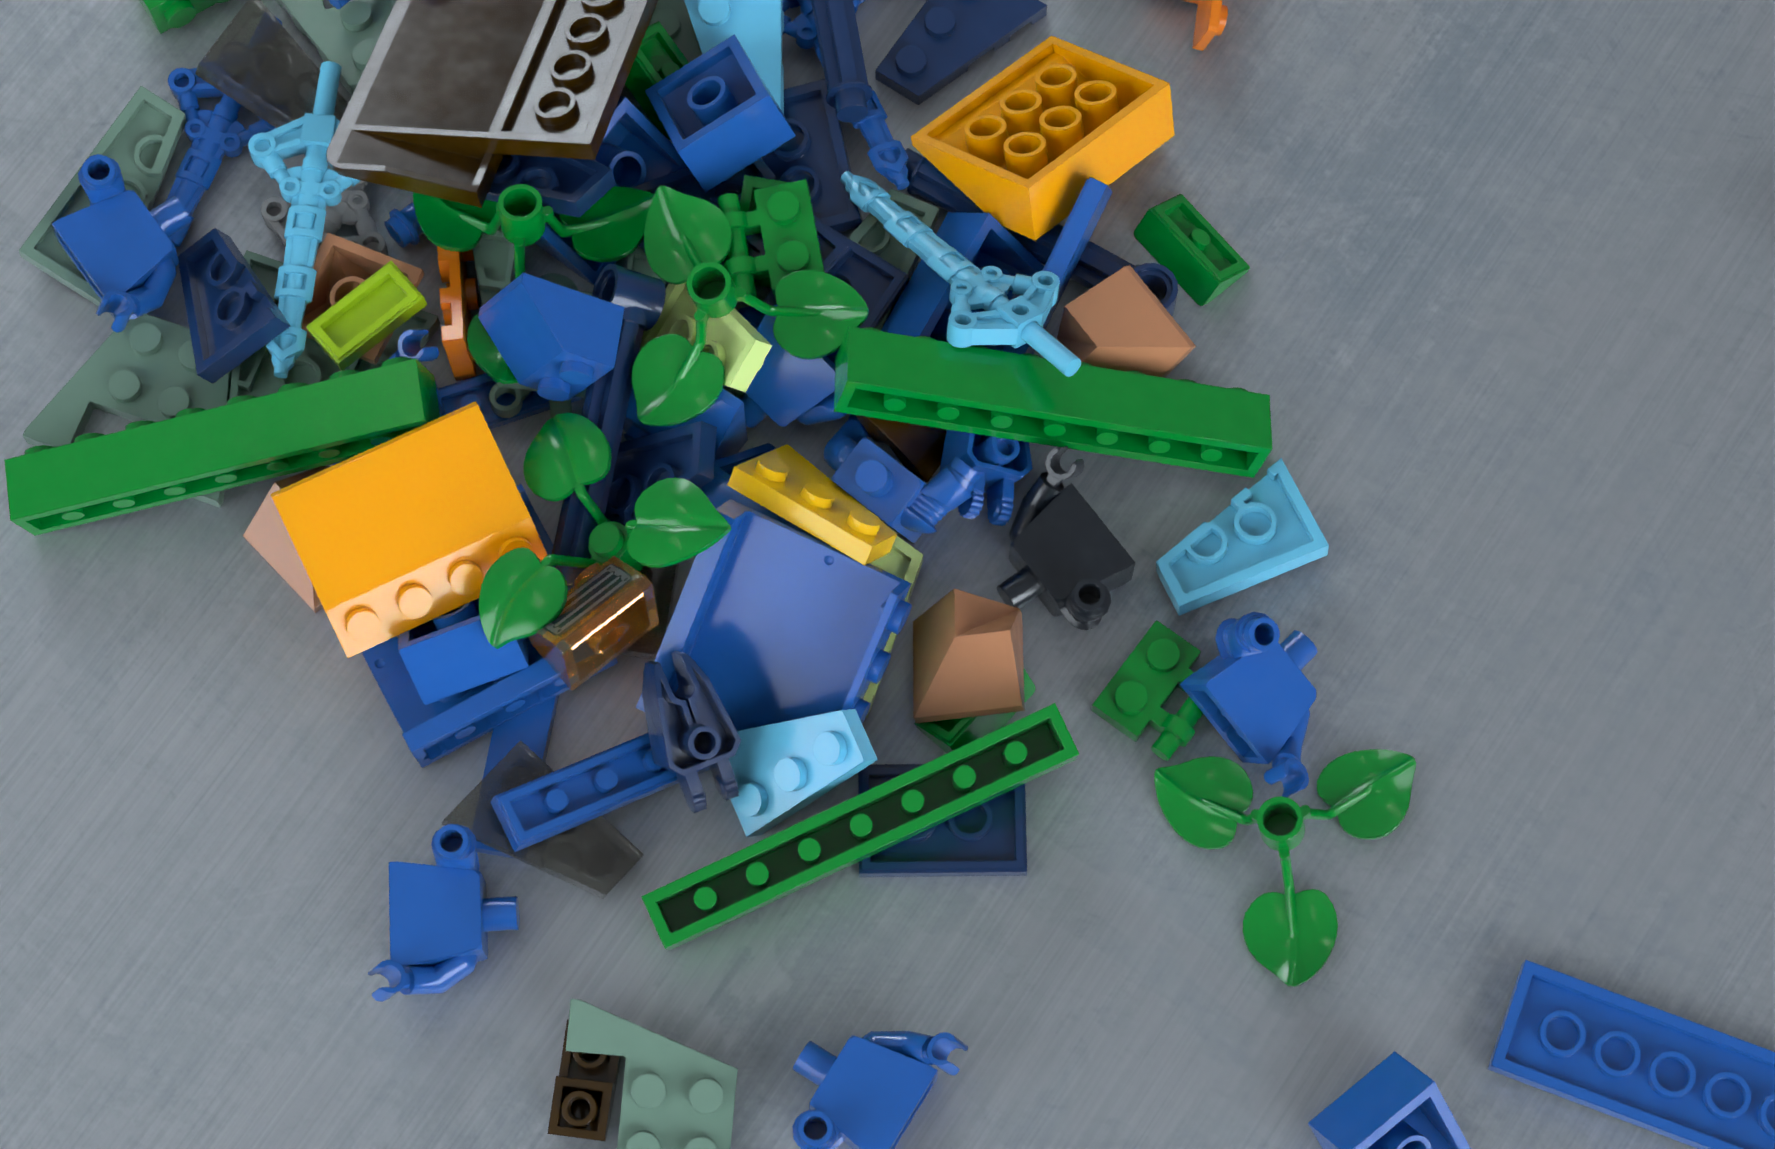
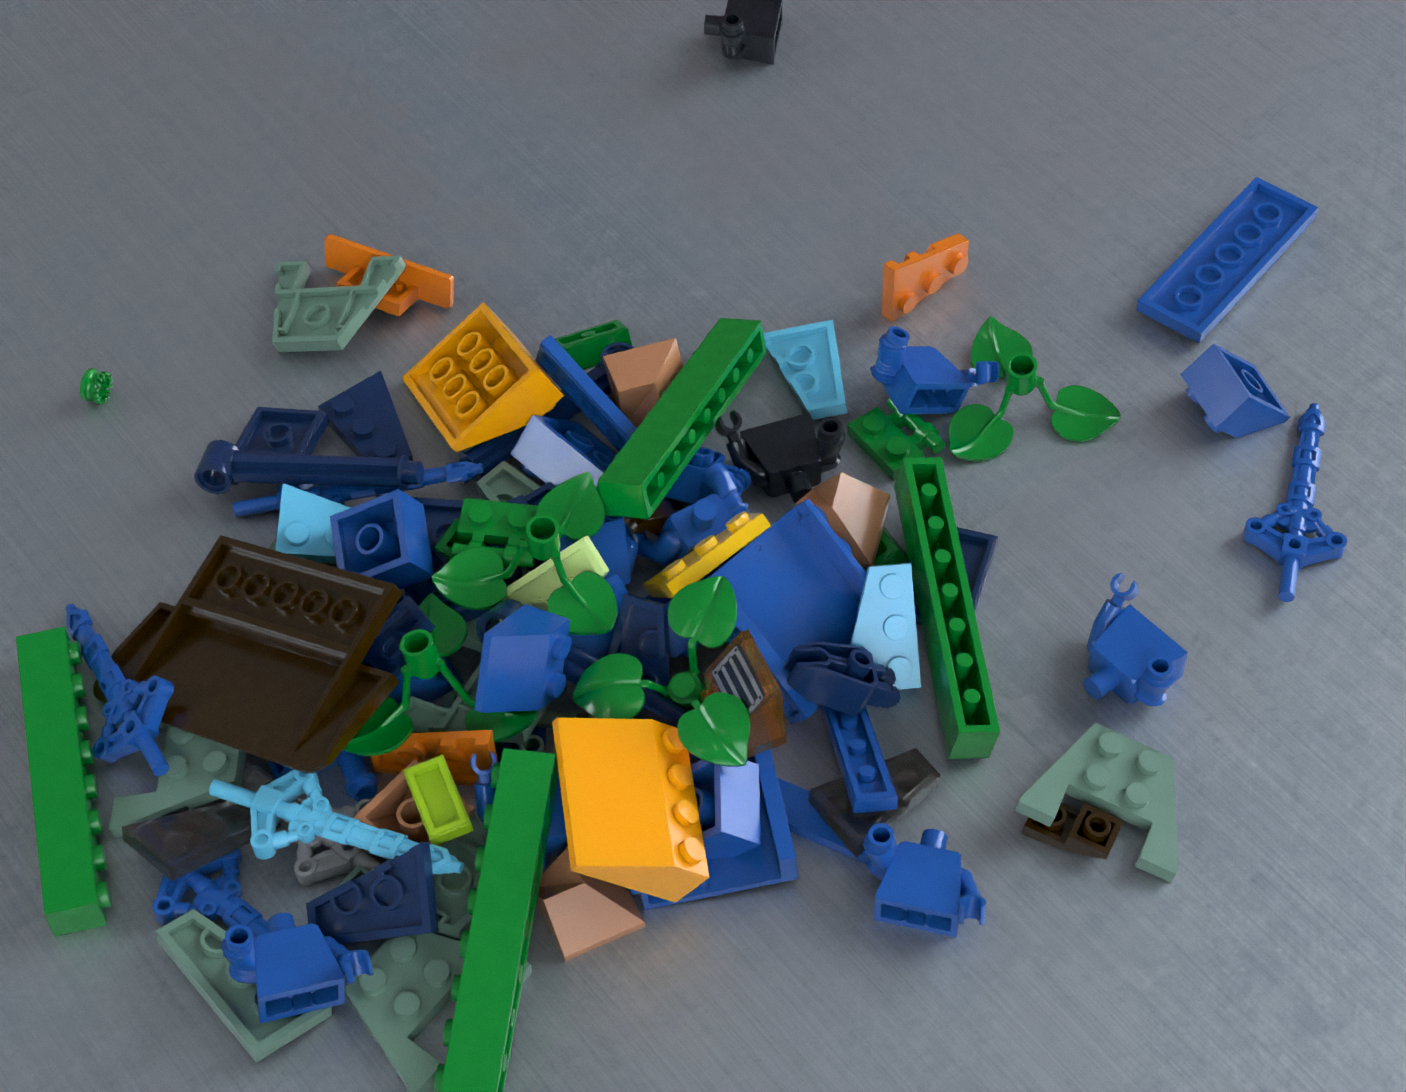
camera: 70 degrees left, 20 degrees down
(1004, 320) = (609, 414): medium azure bar -> none
(1447, 636) = (921, 275): none -> orange wing

